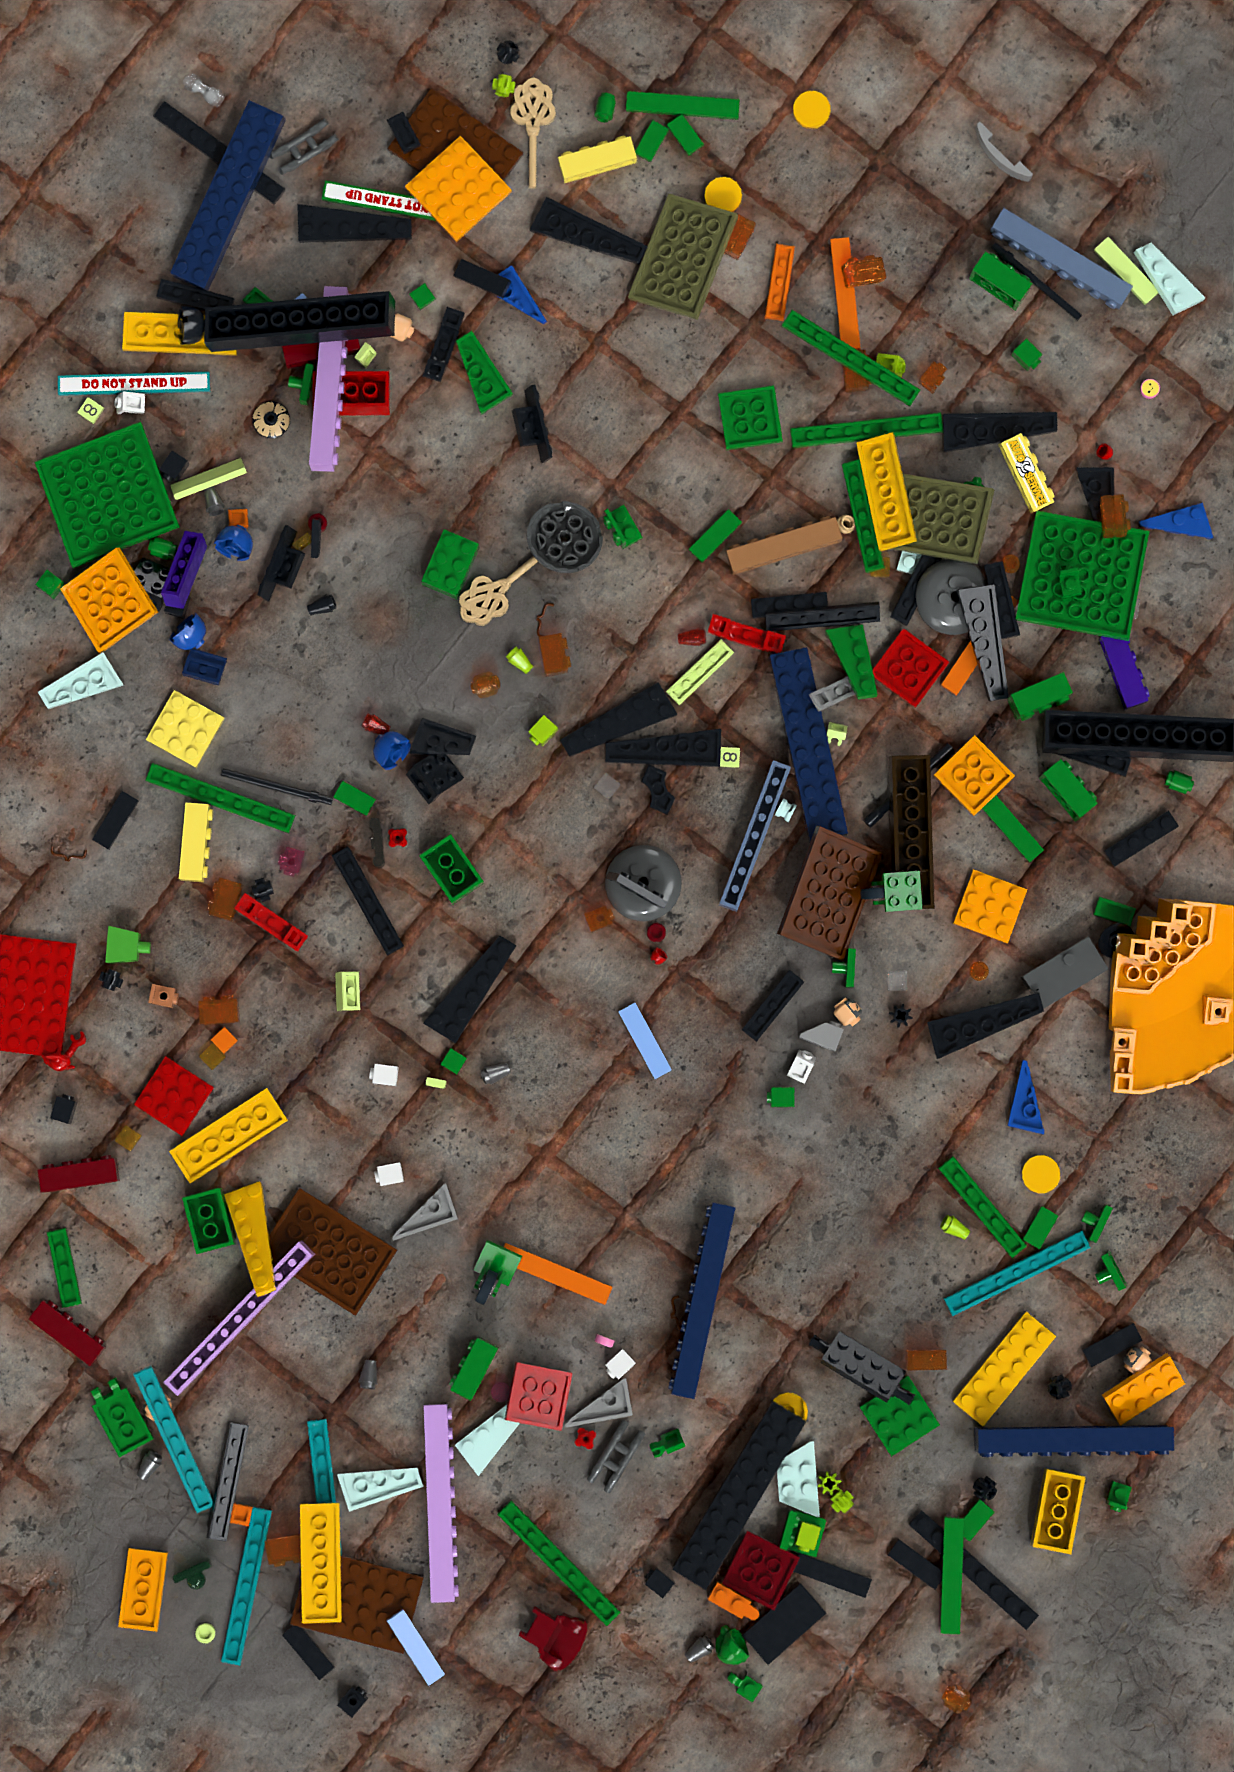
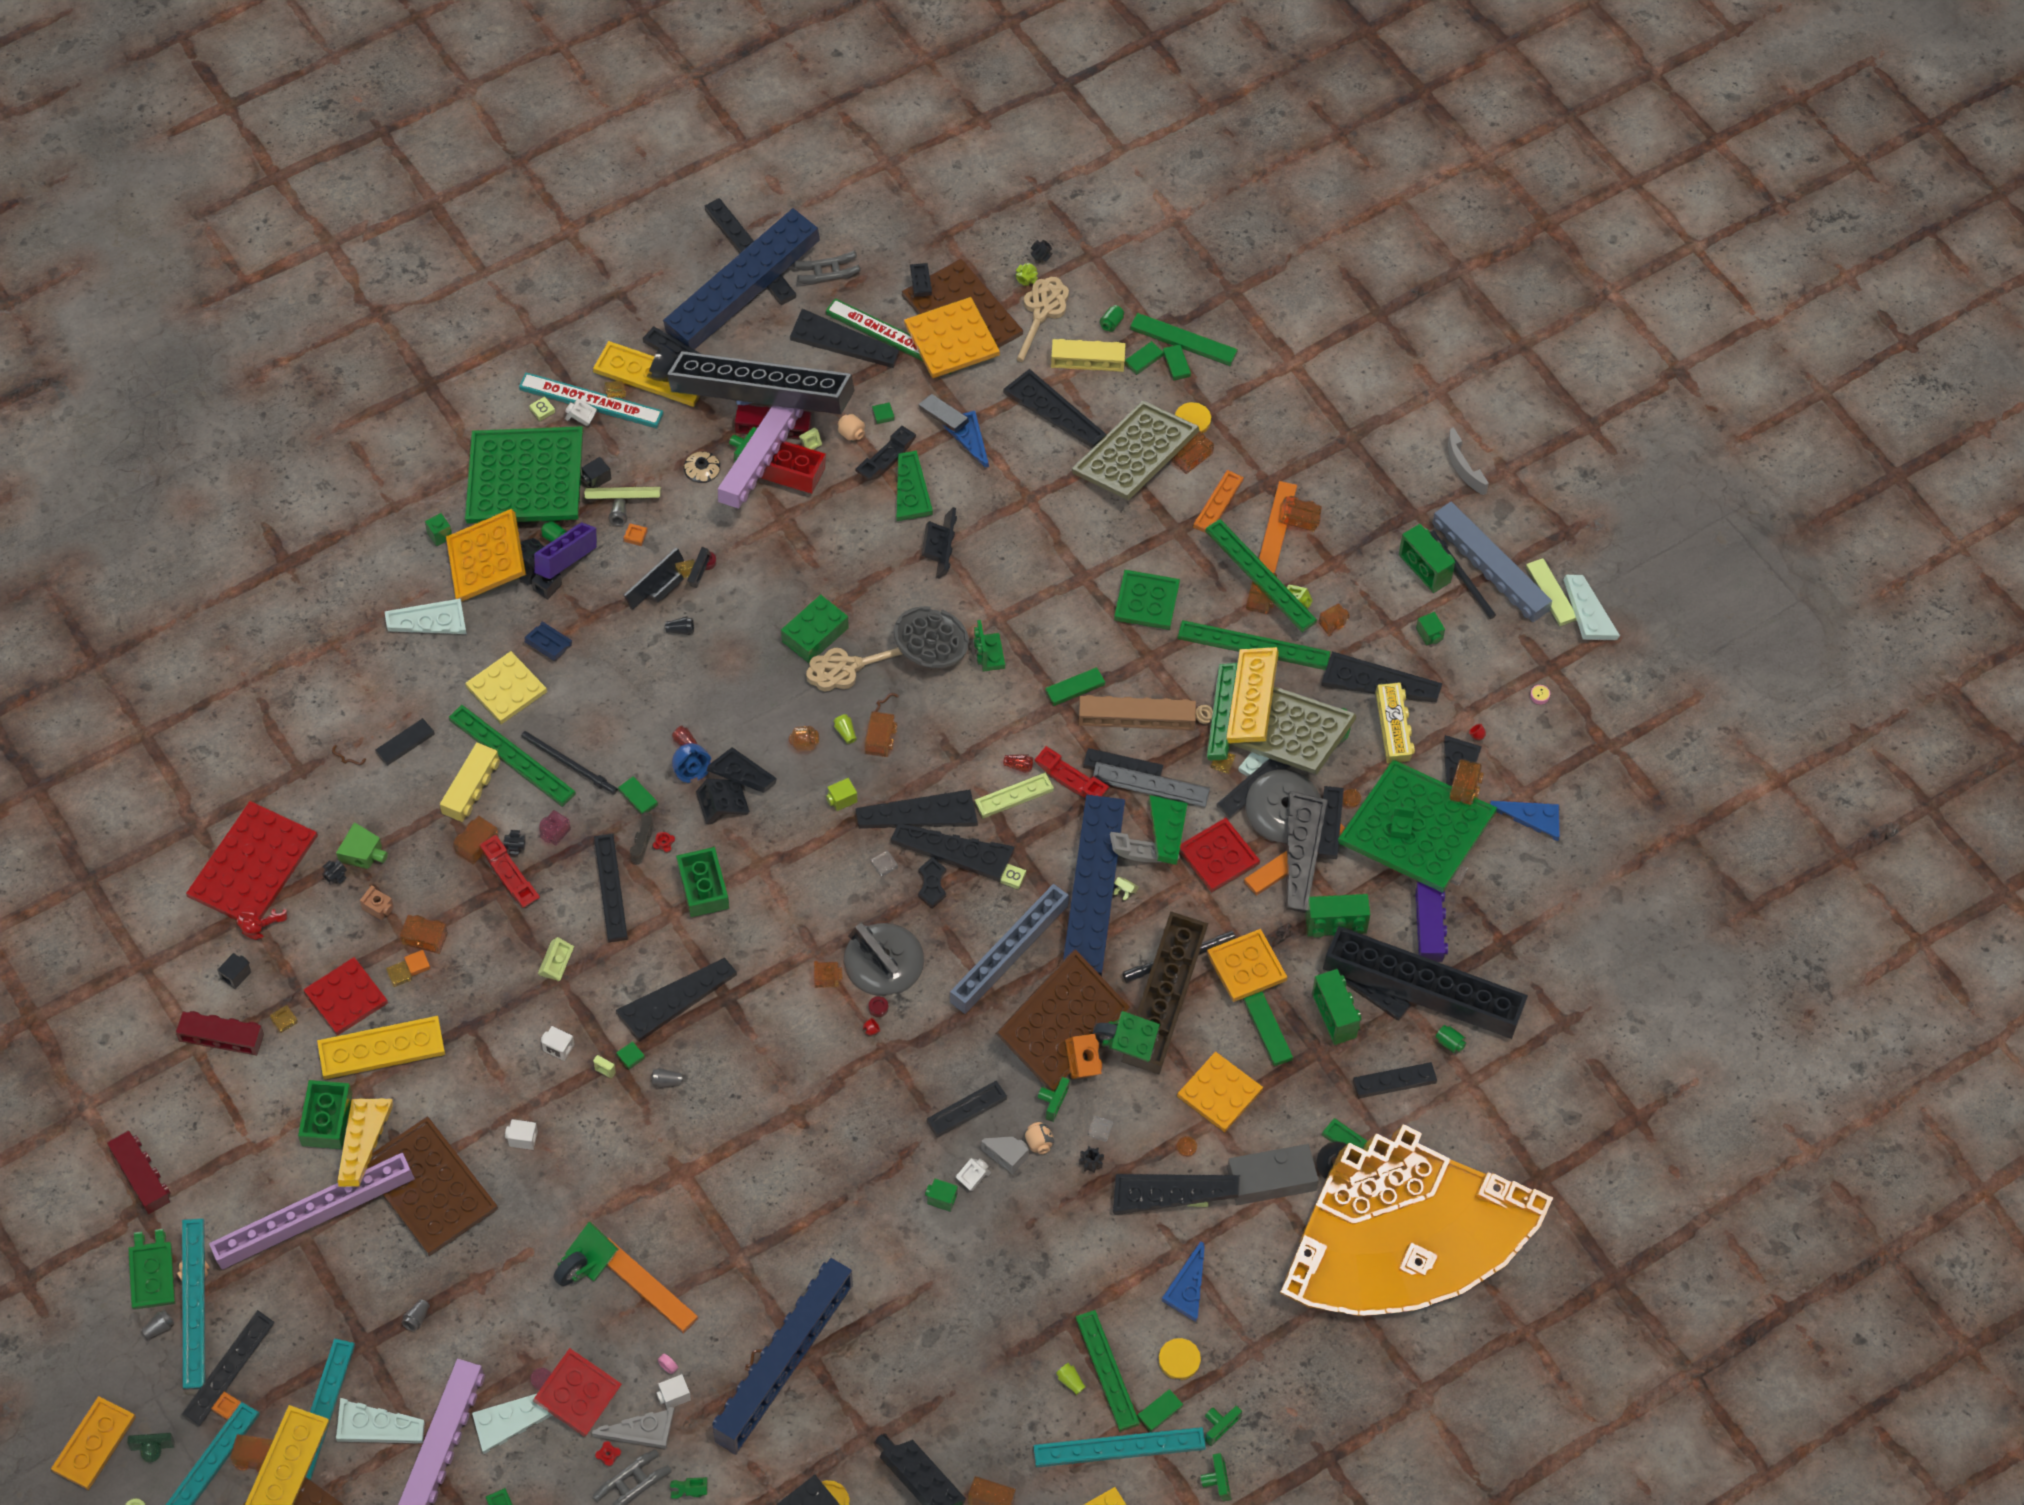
camera: 20 degrees right, 25 degrees down
(64, 1268) = (165, 1114): green tile -> none
(152, 364) = (615, 389): none -> clear yellow tile
(189, 633) = (546, 607): blue cylinder -> none
(211, 94) = (763, 205): clear piece -> none
(234, 541) = (621, 548): blue cylinder -> none
(435, 1212) = (548, 1186): light grey wing -> none
(473, 1368) = (524, 1340): green brick -> none
(645, 1040) = (826, 1099): light blue tile -> none
(785, 810) = (1049, 938): light aqua wheel -> none
(811, 109) = (1301, 377): yellow tile -> none
(851, 916) = (1078, 1066): none -> orange brick

